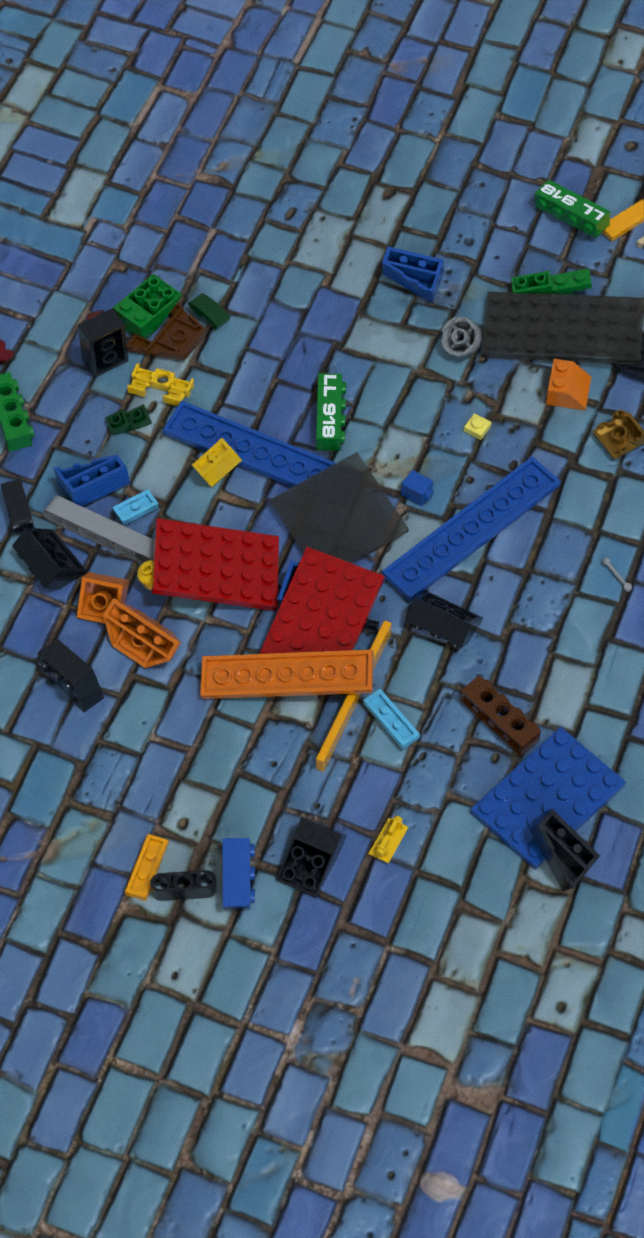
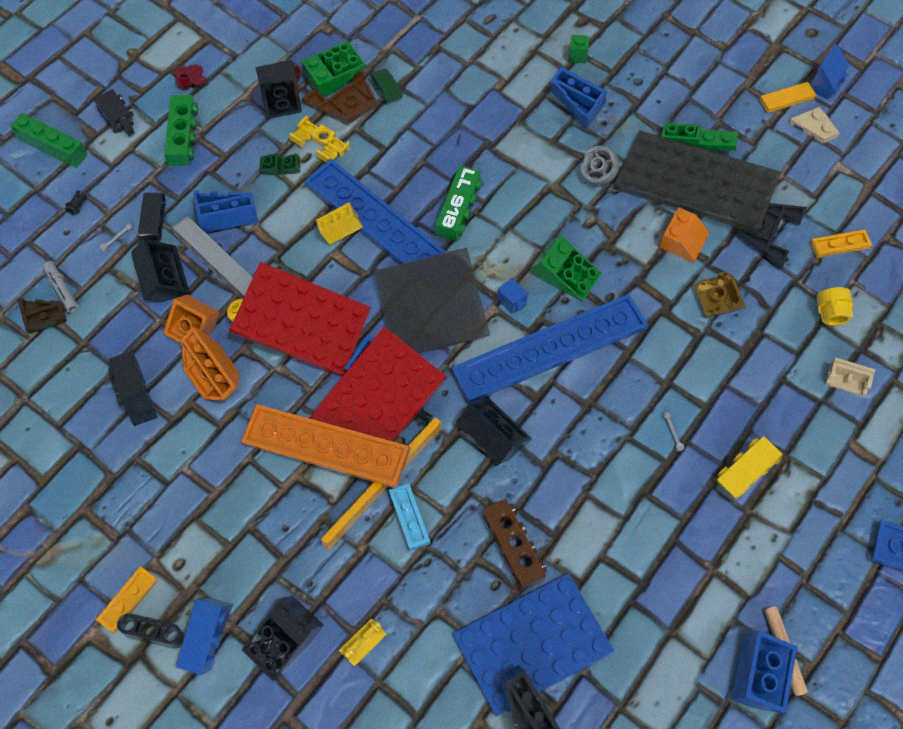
camera: 15 degrees right, 5 degrees up
(135, 507) = (254, 245): medium azure plate -> none
(397, 223) = (578, 49): none -> green brick
(460, 448) = (566, 268): none -> green slope
(477, 426) = (590, 250): light yellow plate -> none
(572, 208) = (740, 74): green brick -> none

